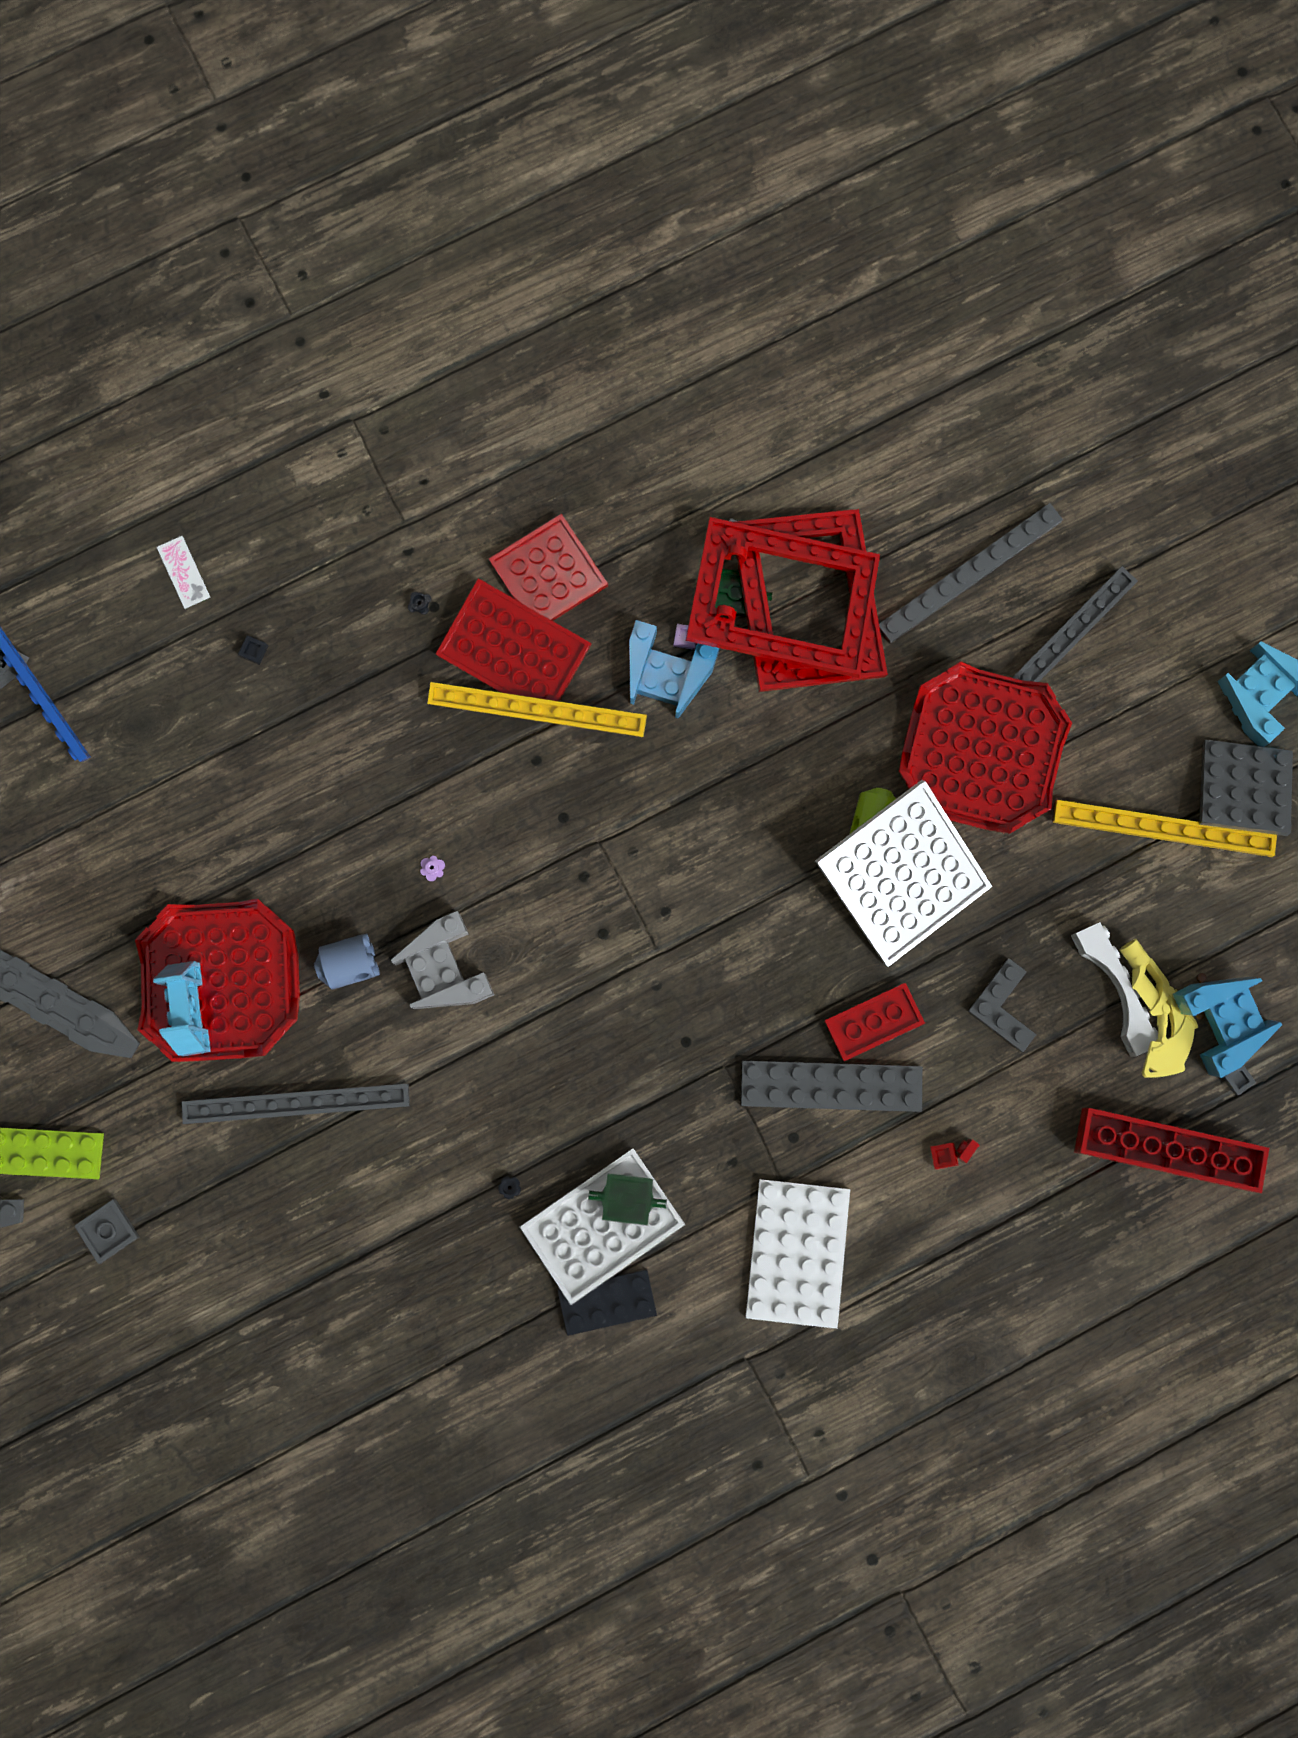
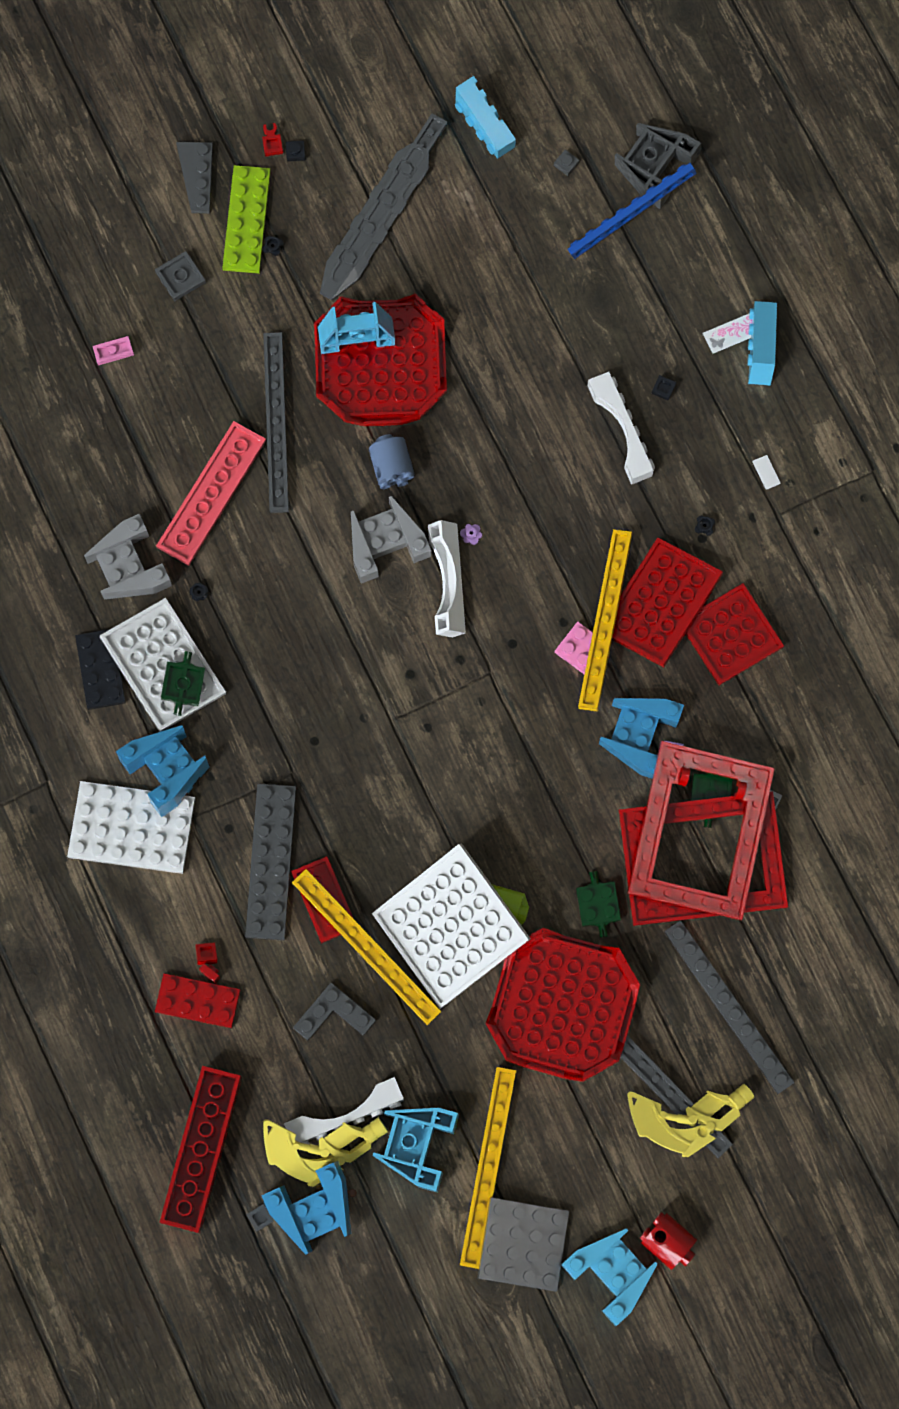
camera: 90 degrees right, 5 degrees down
(62, 1118) = (272, 241): none -> black plate
(199, 537) = (762, 342): none -> medium azure wedge
(203, 1310) = (113, 350): none -> bright pink plate
(261, 715) = (606, 394): none -> white arch
(354, 536) = (766, 472): none -> white sticker
(386, 1178) = (211, 493): none -> coral plate
(449, 895) = (445, 543): none -> white arch
(478, 1282) = (122, 563): none -> light grey wedge
(567, 743) = (576, 647): none -> bright pink plate
(722, 1212) = (168, 763): none -> dark azure wedge
(863, 714) = (598, 904): none -> dark green plate
(928, 971) = (366, 947): none -> yellow plate
(997, 1164) = (197, 1000): none -> red plate
(1105, 651) = (652, 1122): none -> light yellow piece
(1146, 912) = (411, 1140): none -> medium azure wedge
(1233, 630) = (674, 1247): none -> red cylinder

